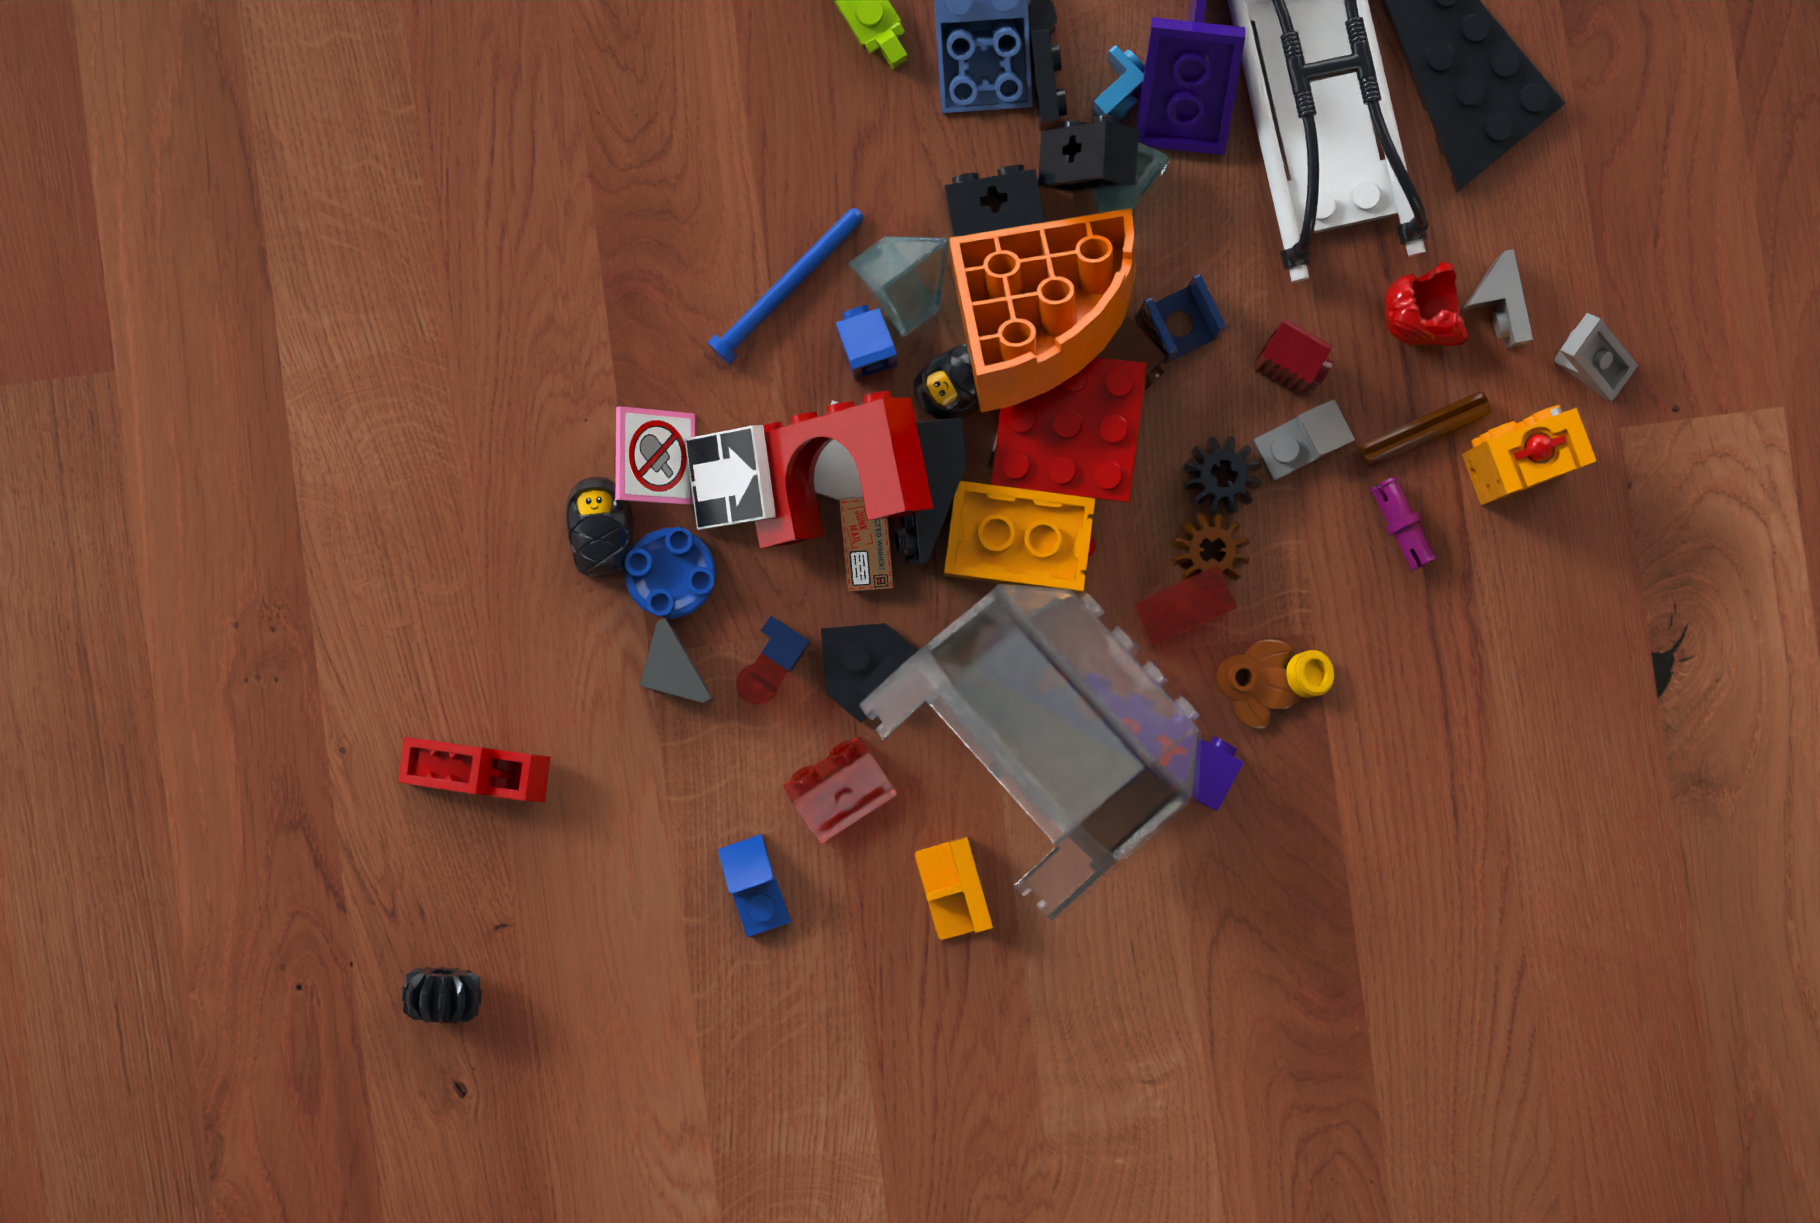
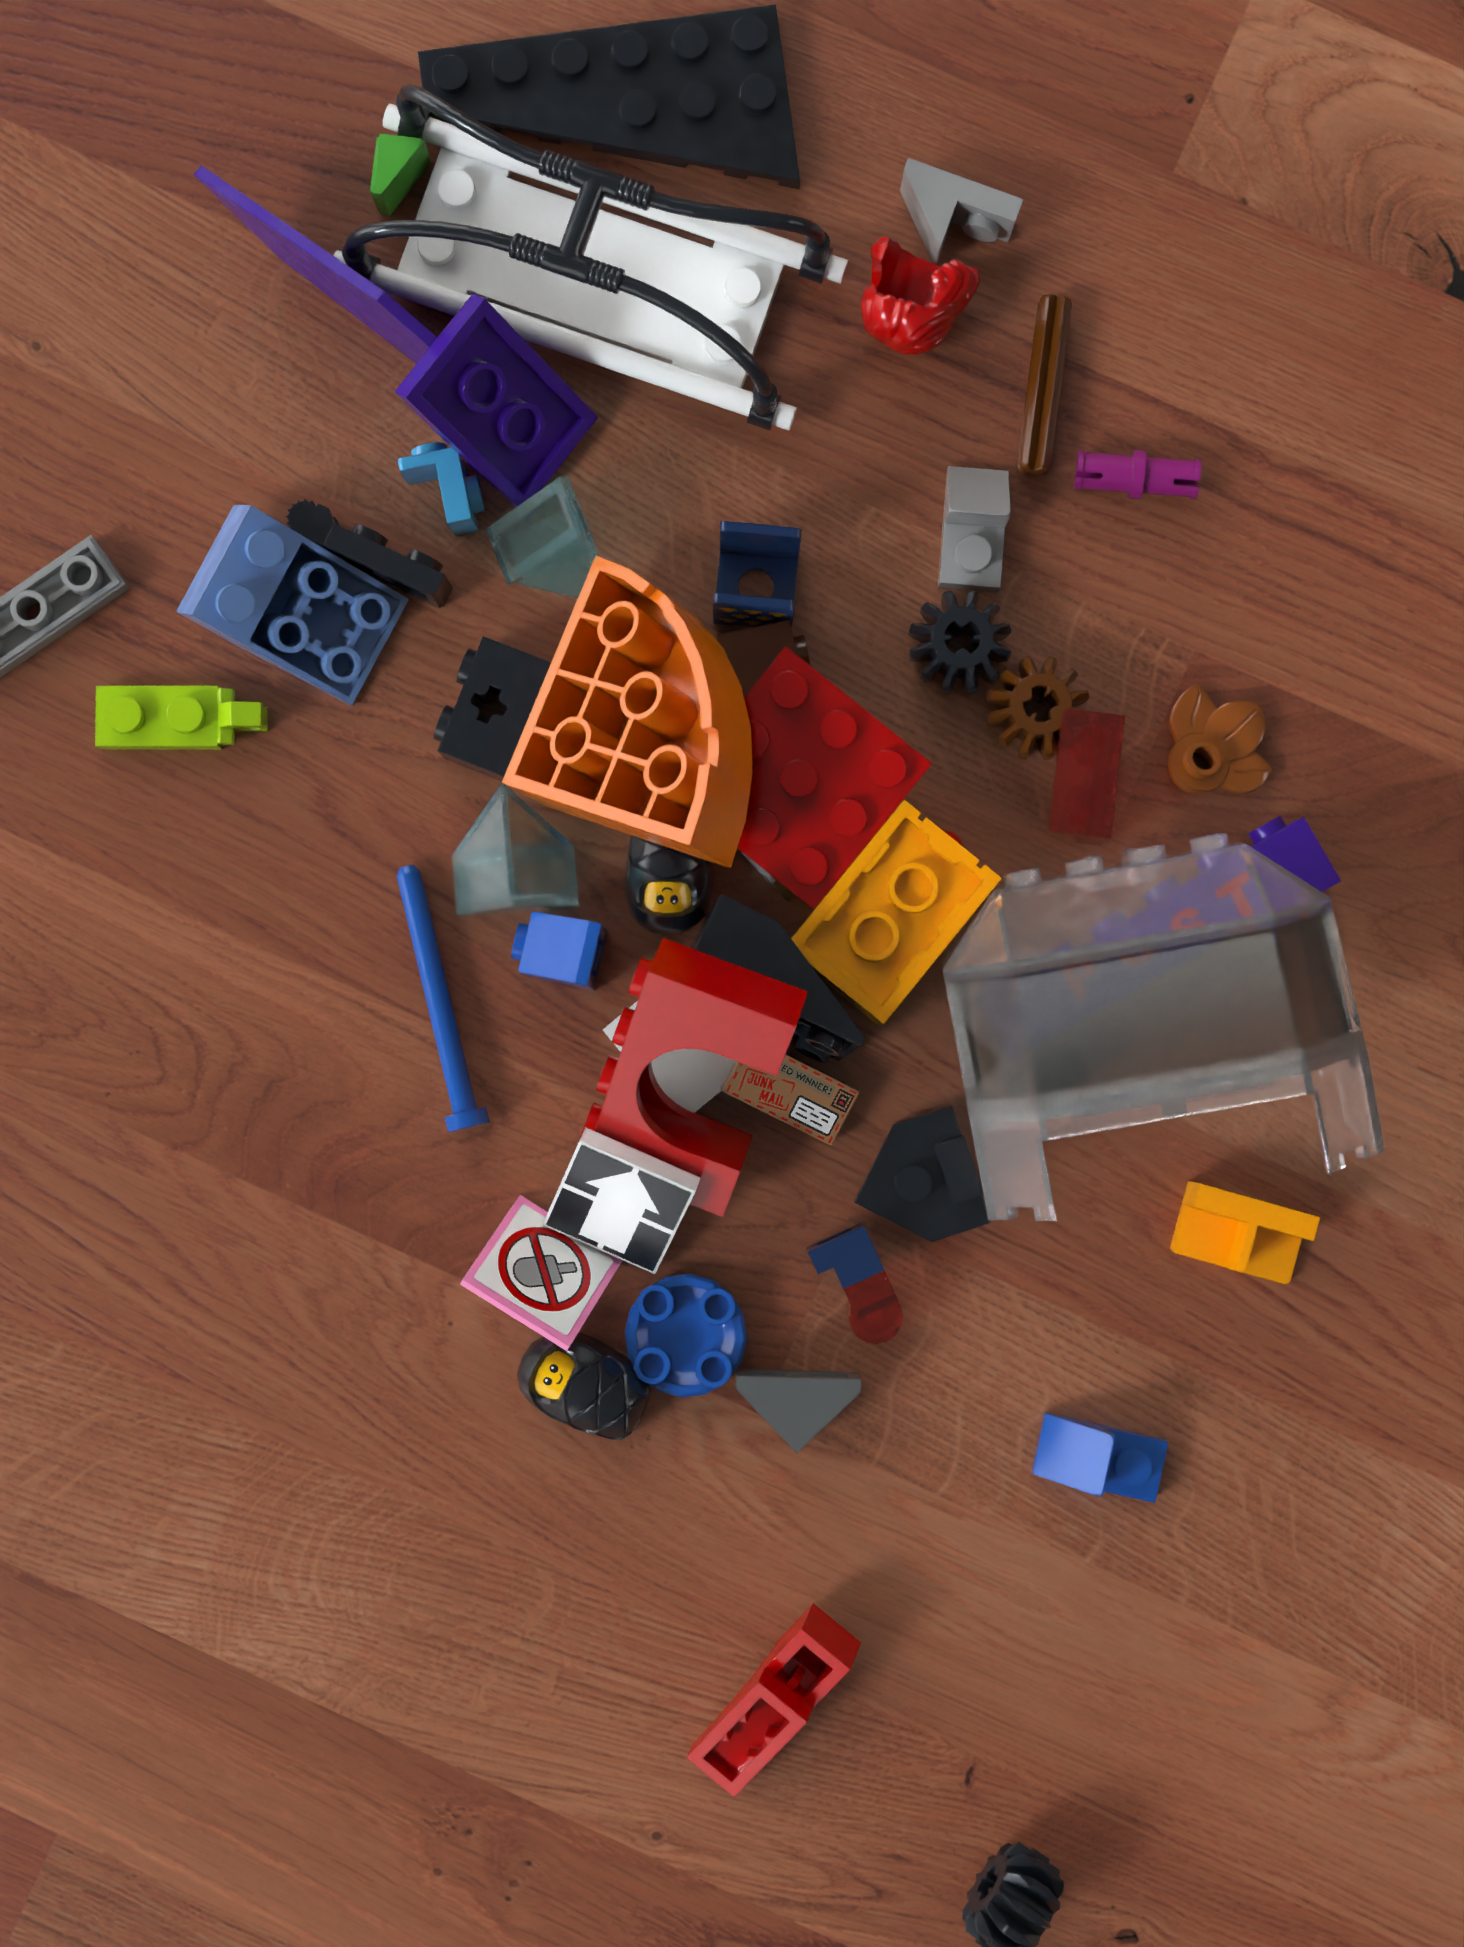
camera: 65 degrees left, 0 degrees up
(839, 789) = (1050, 1294): clear red bracket -> none
(1088, 155) = (506, 565): black brick -> none
(1294, 358) = (879, 476): dark red brick -> none
(1310, 674) = (1242, 682): yellow tile -> none
(1527, 453) = (1156, 279): light orange piece -> none
(1596, 357) = (1081, 147): light grey slope -> none

